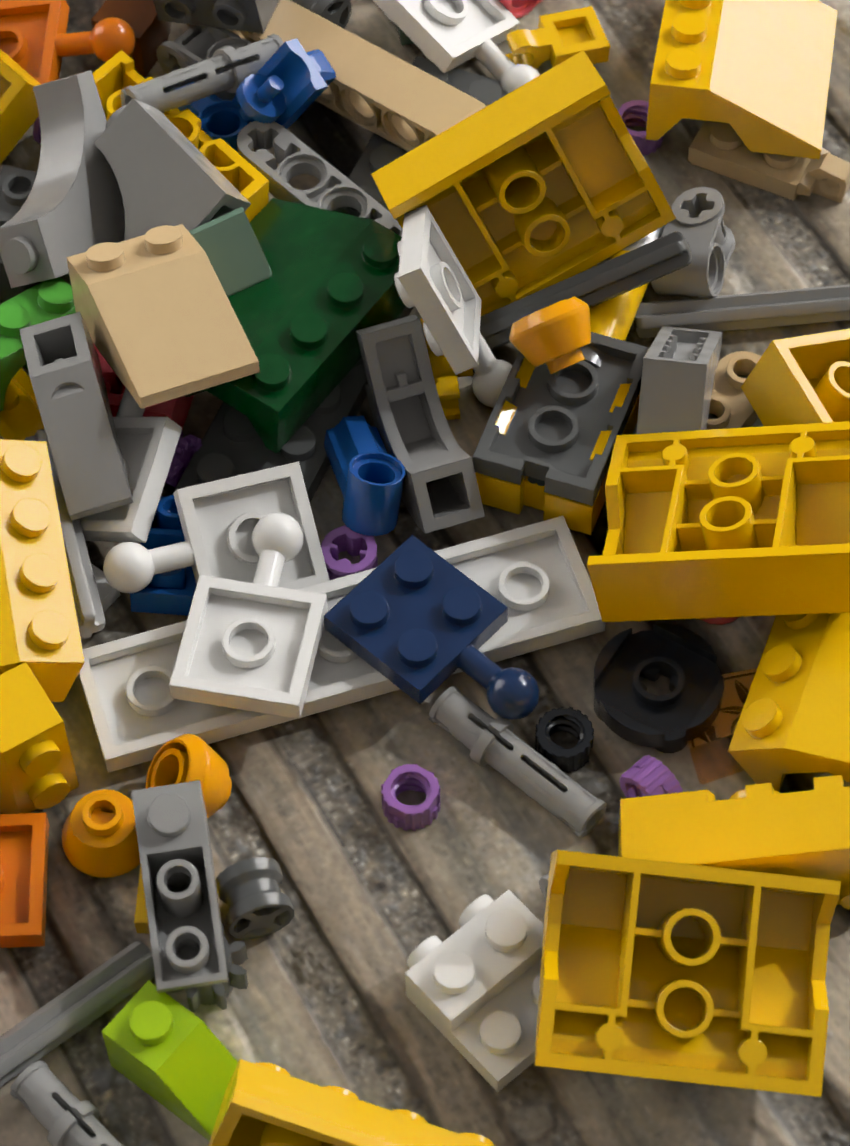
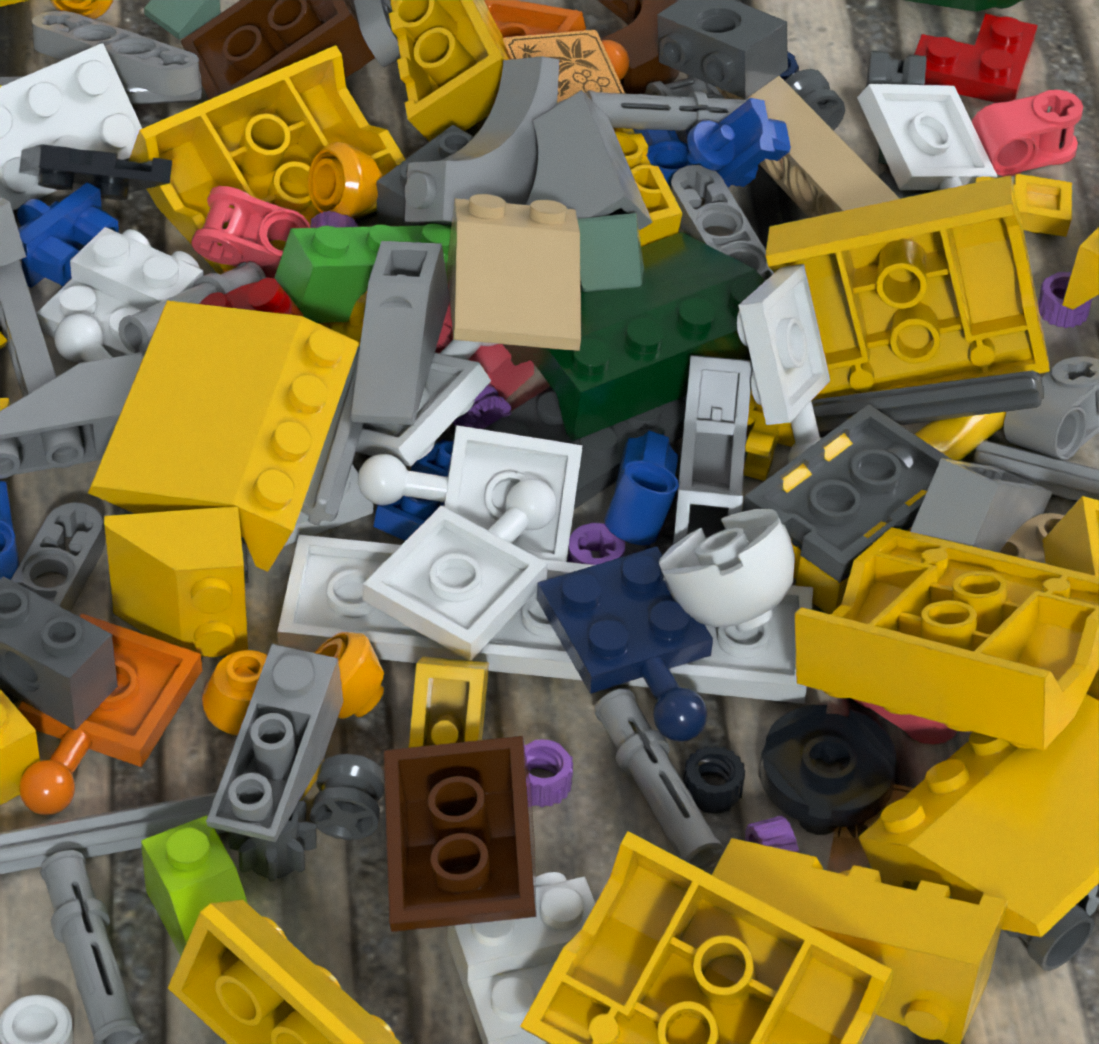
camera: 20 degrees right, 10 degrees down
(81, 48) = (581, 58): none -> clear orange sticker
(308, 792) = (448, 701): none -> yellow slope
(386, 902) = (459, 834): none -> reddish brown slope
(497, 535) = (733, 573): none -> white cylinder
(554, 334) = (871, 416): light orange cone -> none

